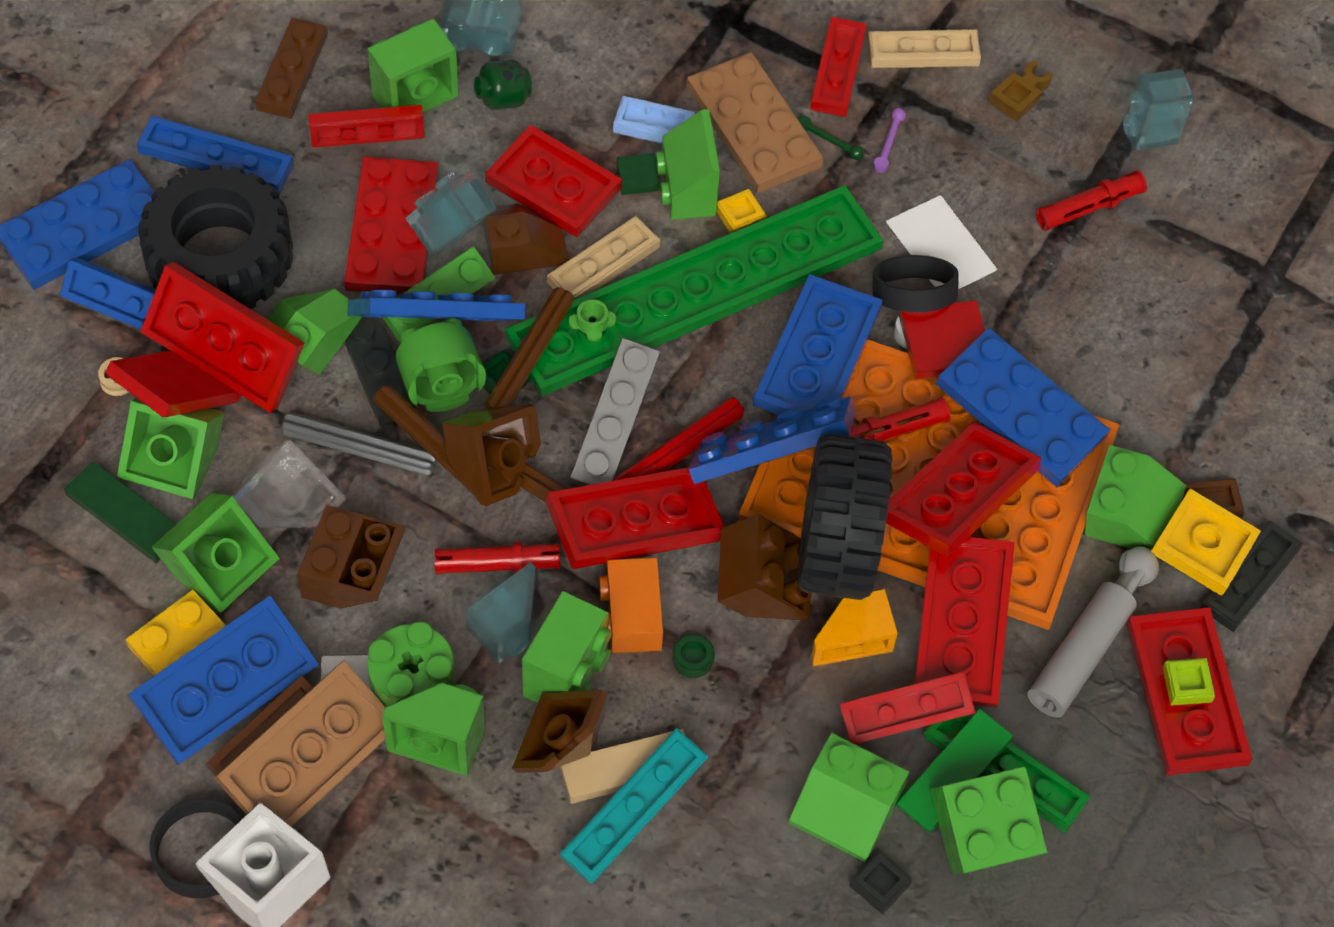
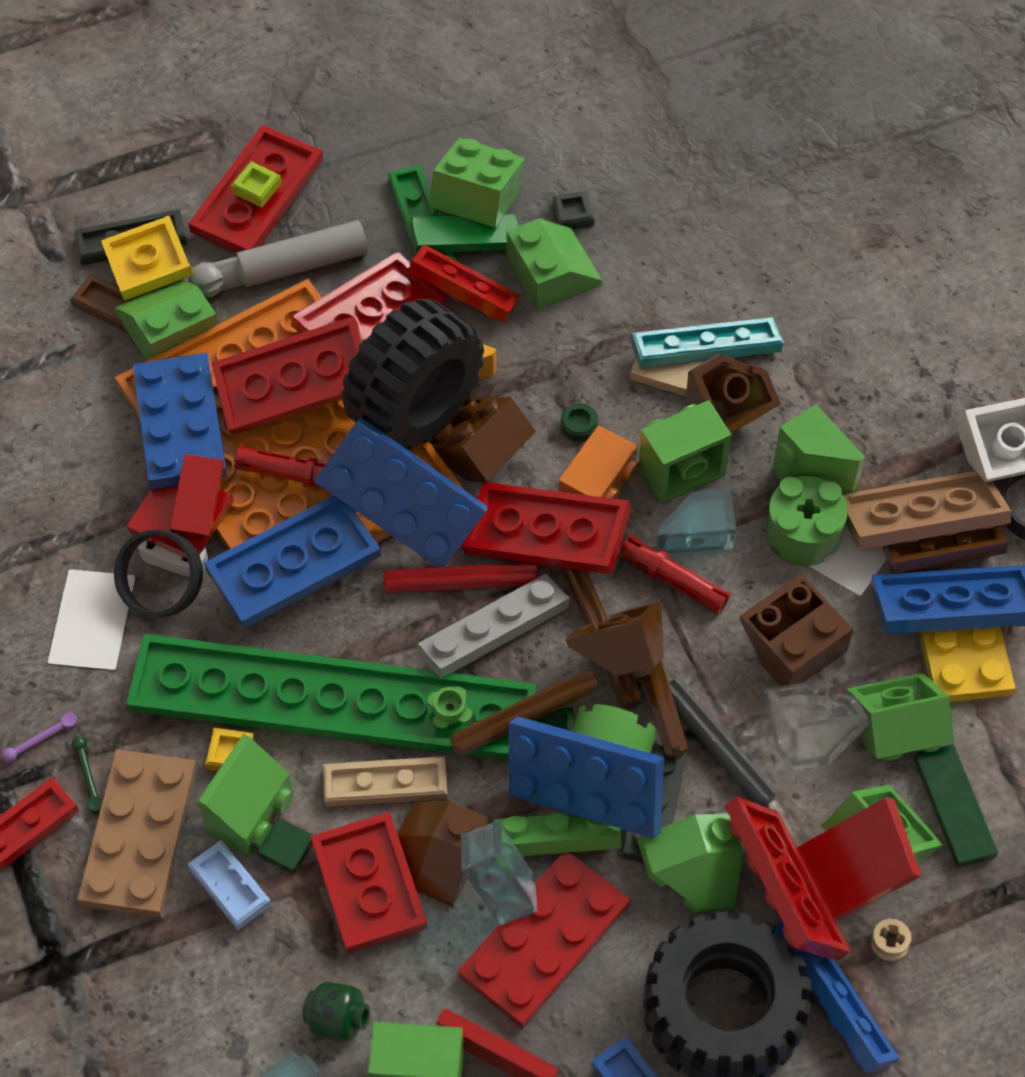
camera: 140 degrees left, 0 degrees up
(936, 336) = (197, 495): none -> red tile

